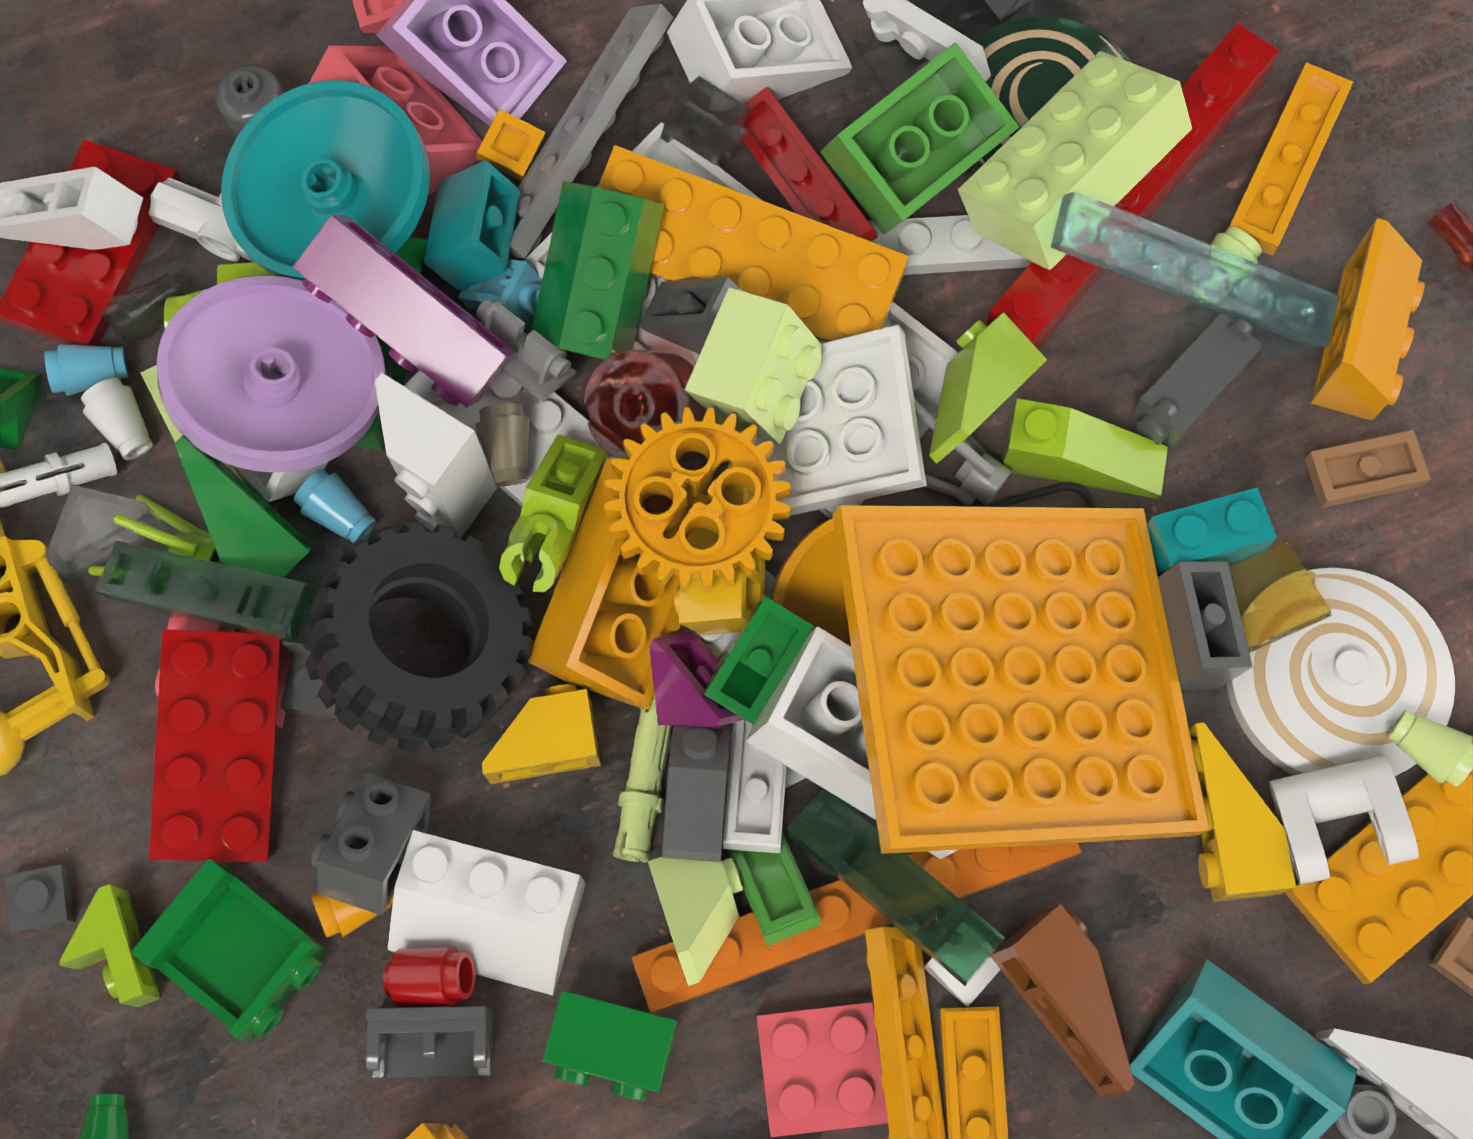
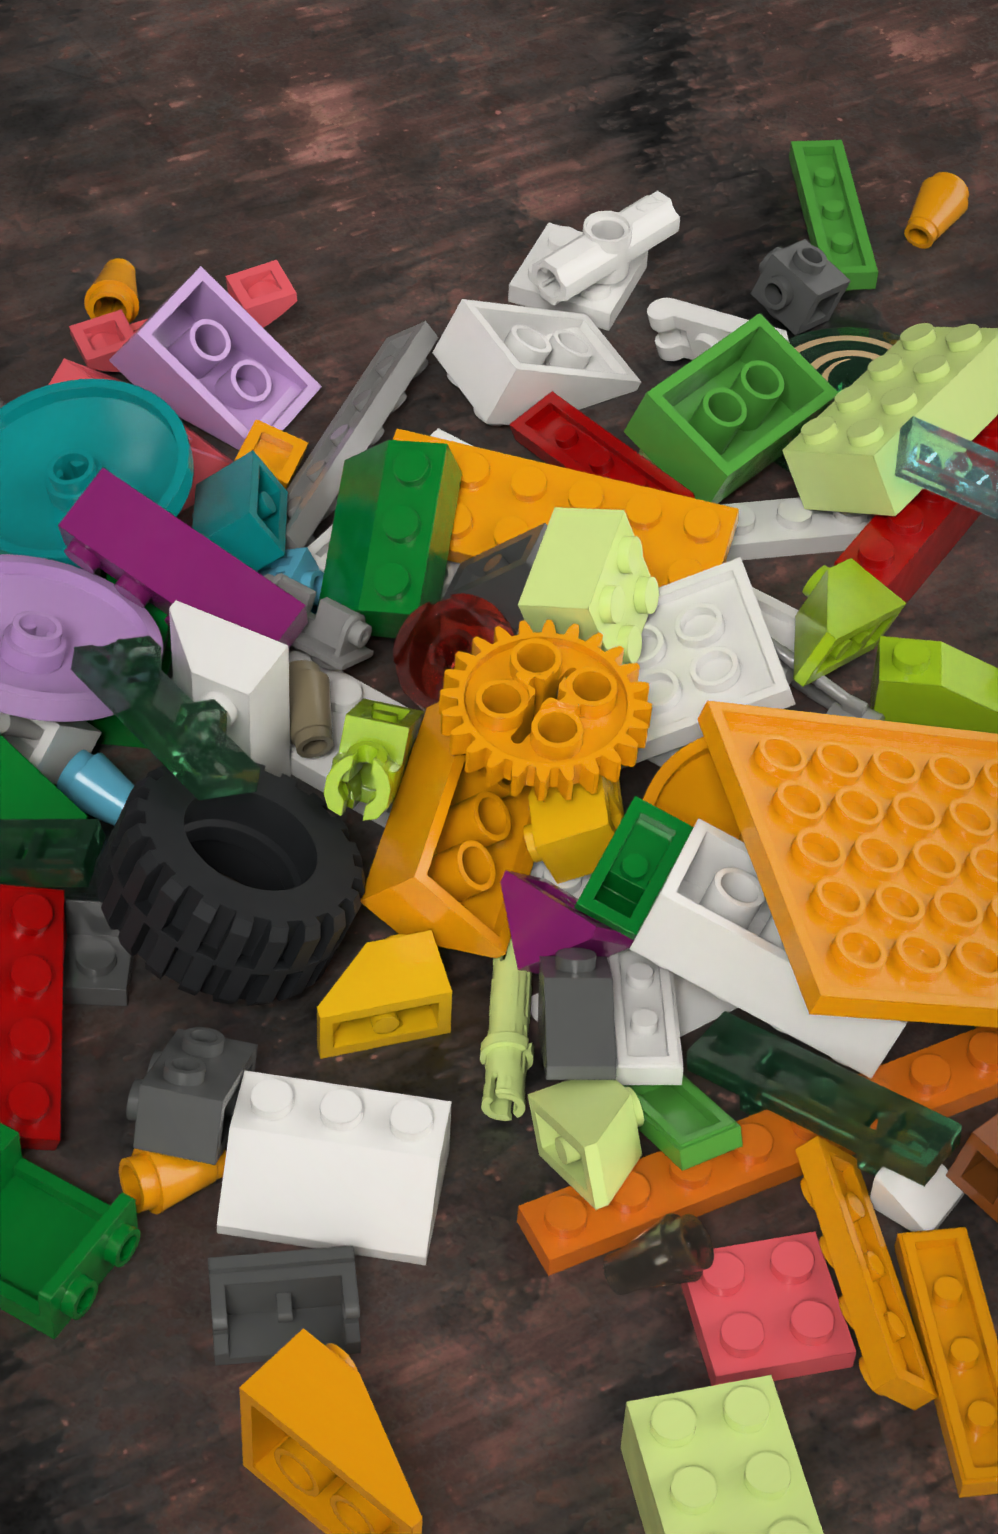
camera: 10 degrees left, 25 degrees down
(365, 492) = (181, 733): none -> clear green hinge
(429, 977) = (277, 1226): red brick -> none
(610, 1044) = (507, 1290): green brick -> none
(706, 121) = (506, 408): clear smoke brick -> none
(741, 1028) = (663, 1255): none -> clear smoke cone

